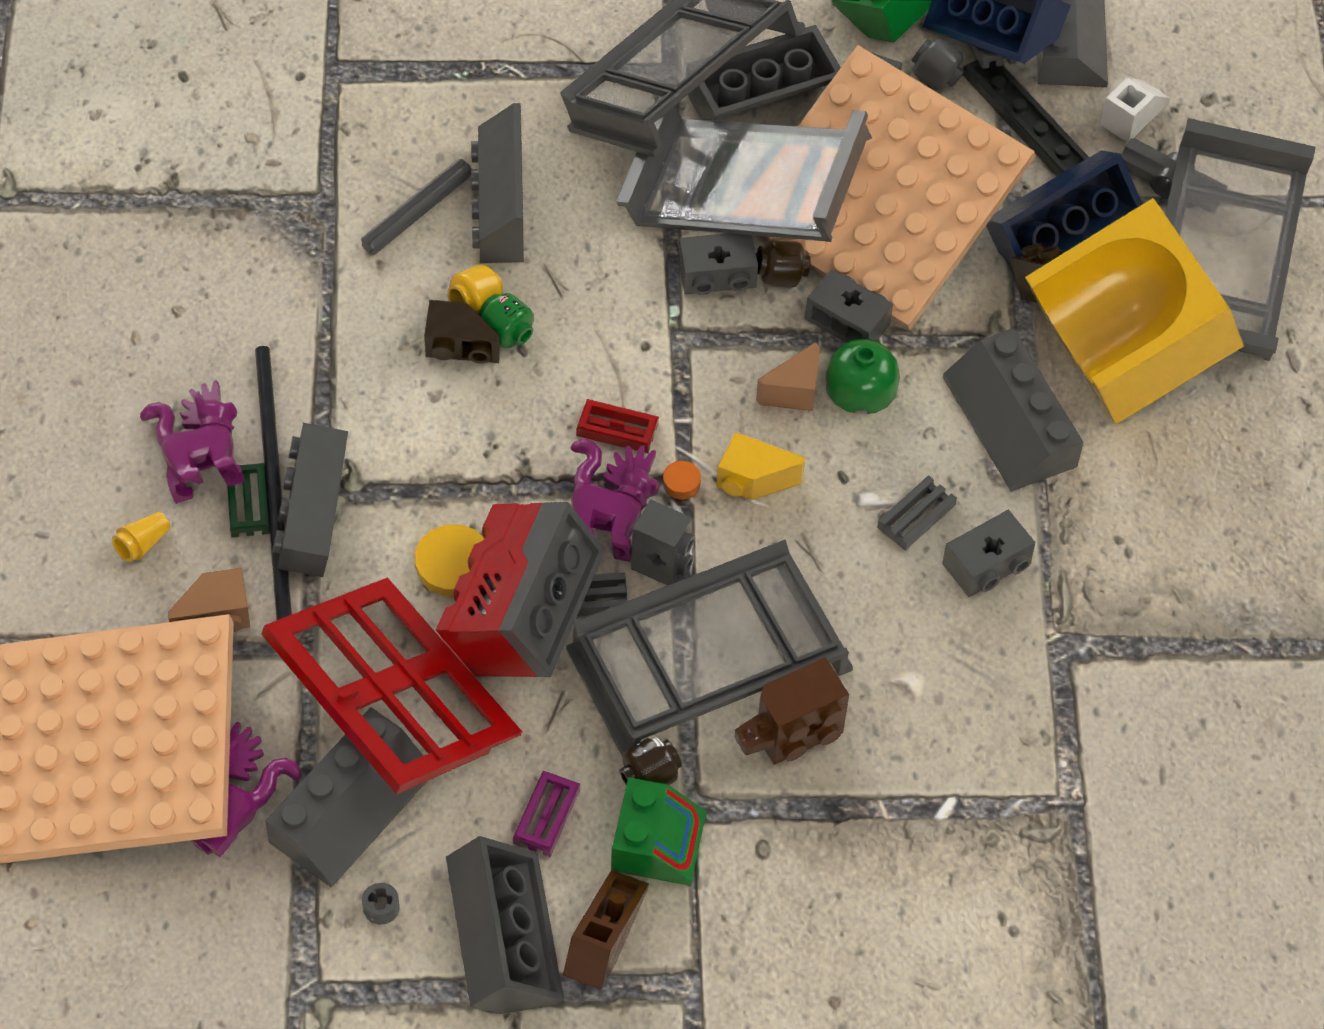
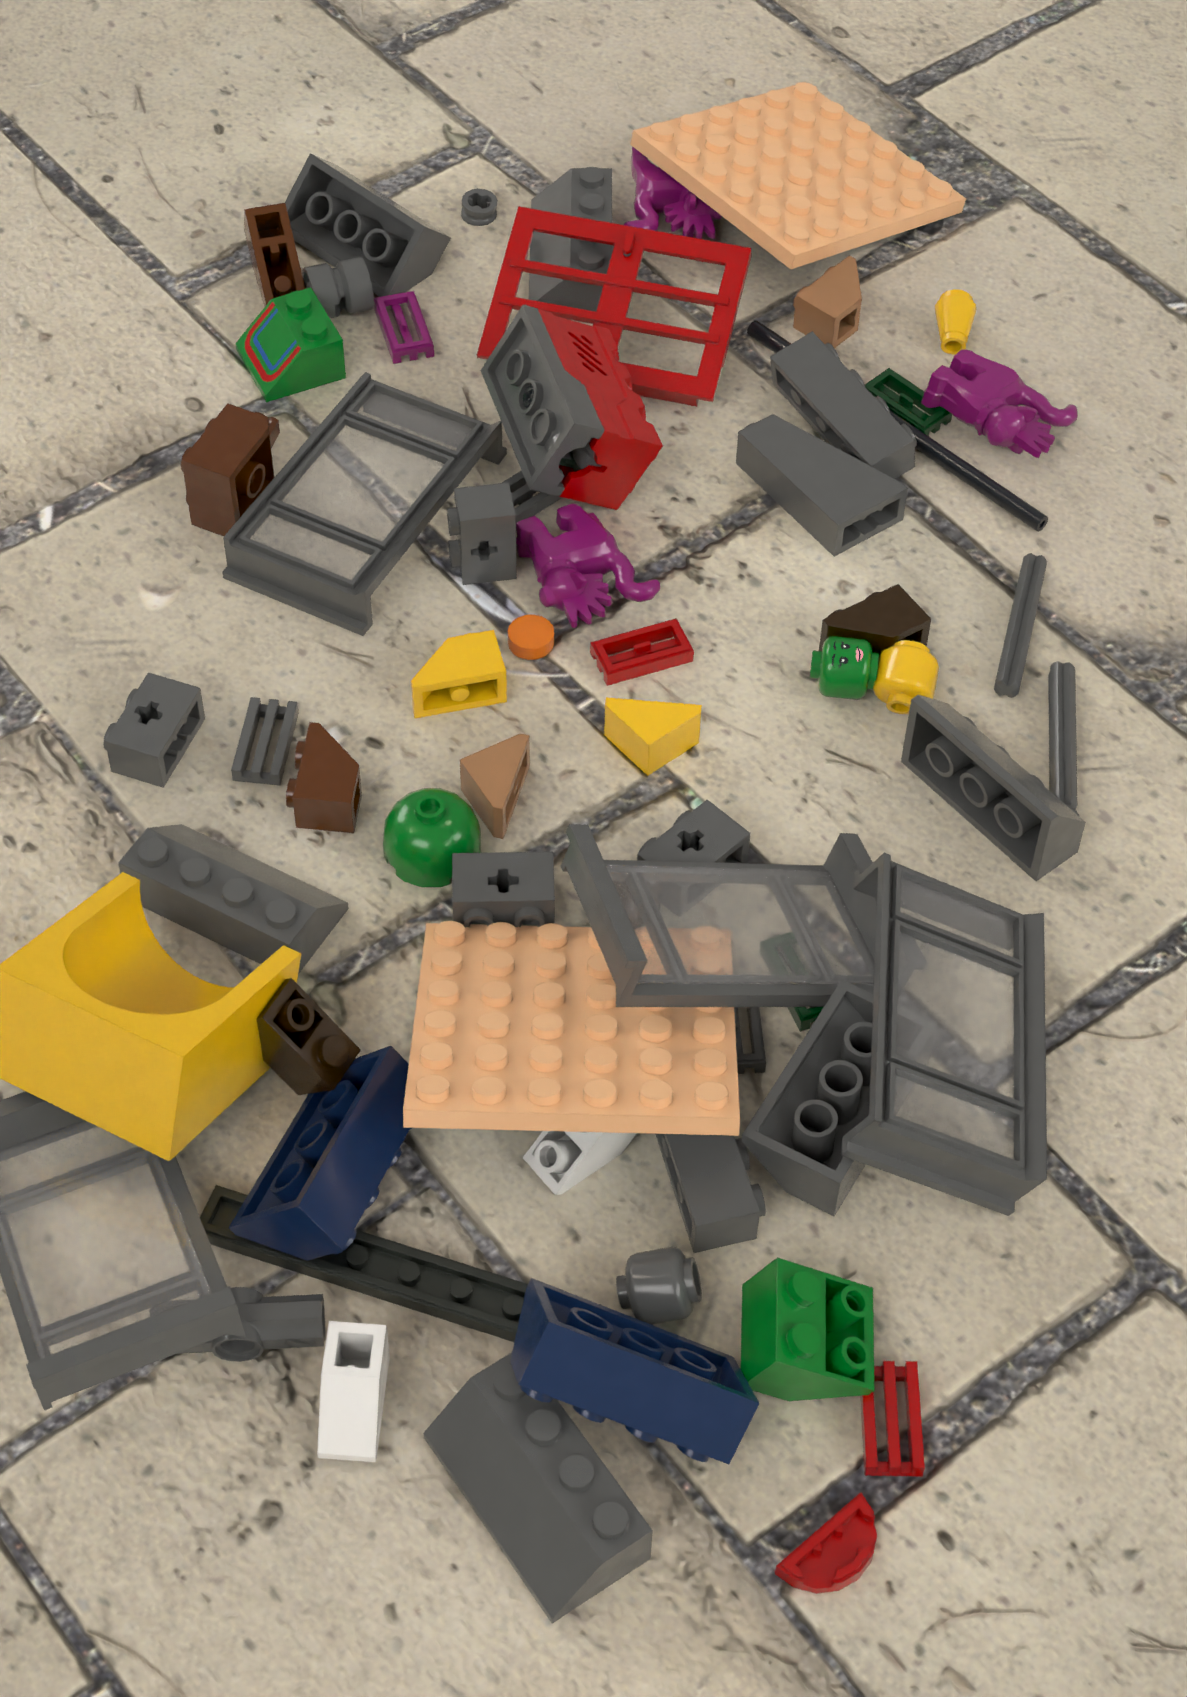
camera: 145 degrees right, 5 degrees down
(357, 290) = (1020, 625): none -> dark grey axle
(384, 453) = (819, 484): none -> dark grey slope
(444, 556) = (686, 456): yellow tile -> none
(576, 863) = (341, 287): none -> dark grey wheel
(651, 761) = (334, 378): dark brown head -> none
(665, 353) = (651, 730): none -> yellow slope
(904, 445) = (326, 786): none -> reddish brown slope

